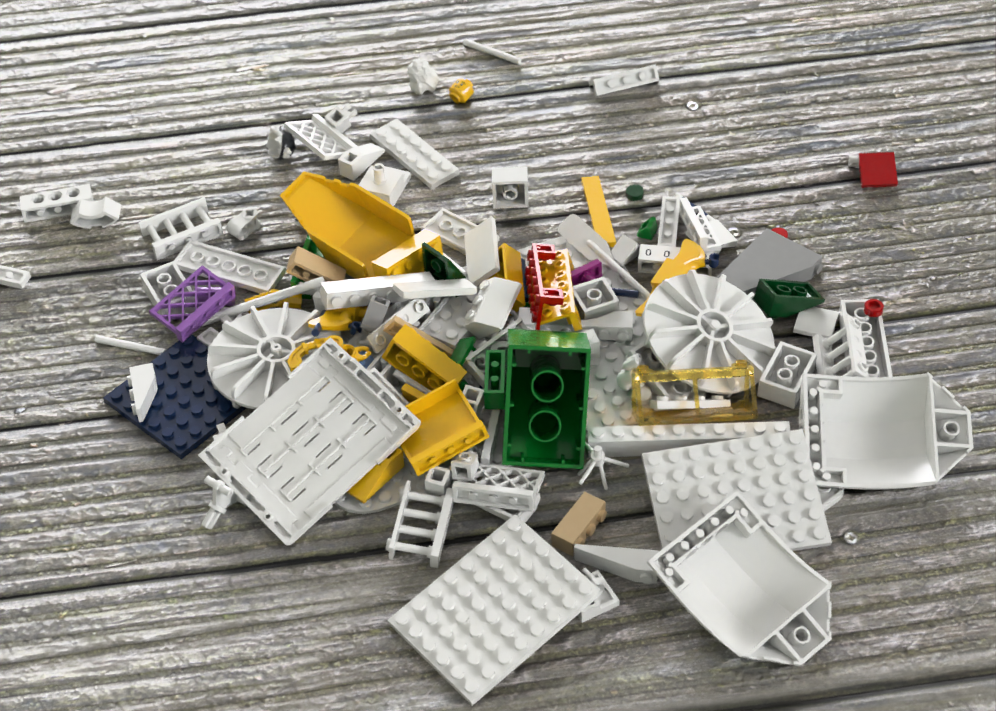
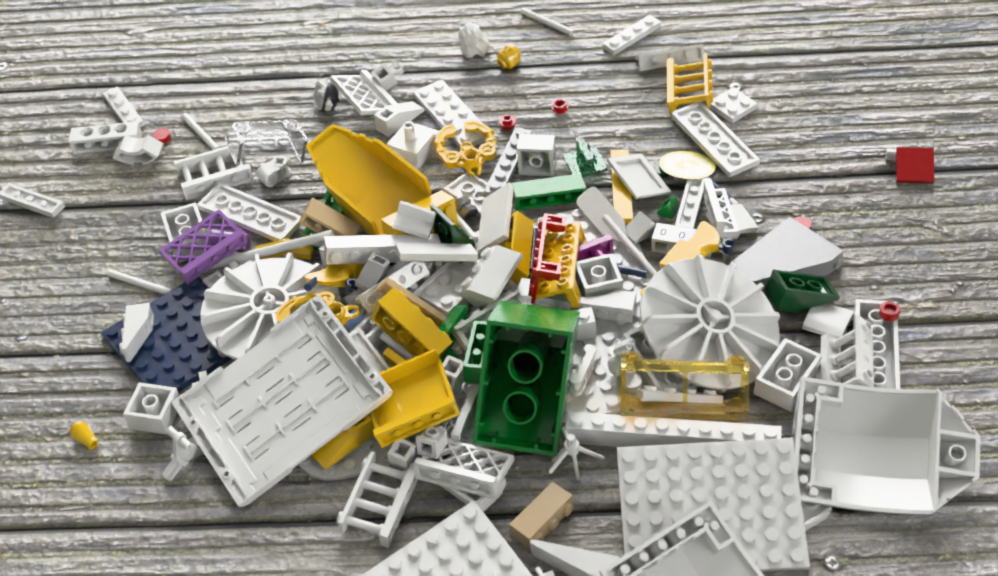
camera: 10 degrees right, 0 degrees up
(64, 170) = (121, 106): none -> white plate
(111, 494) = (82, 433): none -> yellow cone
(116, 195) = (162, 135): none -> tile
(155, 190) = (199, 131): none -> white bar
(178, 463) = (151, 408): none -> white brick
(209, 187) = (265, 132): none -> clear windscreen
(407, 259) = (414, 220): none -> white panel
(441, 194) = (469, 156): none -> yellow piece
(449, 246) = (466, 209): none -> flat silver wheel
(472, 157) = (507, 122): none -> plate
(481, 196) = (507, 163): none -> plate
(522, 137) = (560, 106): none -> red plate
(528, 222) = (547, 192): none -> brick
(557, 188) = (585, 159): none -> clear green bracket
(581, 59) = (631, 35): none -> white plate
(595, 388) = (583, 371): none -> white plate
(614, 200) = (638, 176): none -> white piece
(633, 103) = (673, 80): none -> yellow fence
(659, 186) = (687, 165): none -> piece
(682, 158) = (715, 138): none -> white plate
(693, 123) = (733, 105): none -> white plate

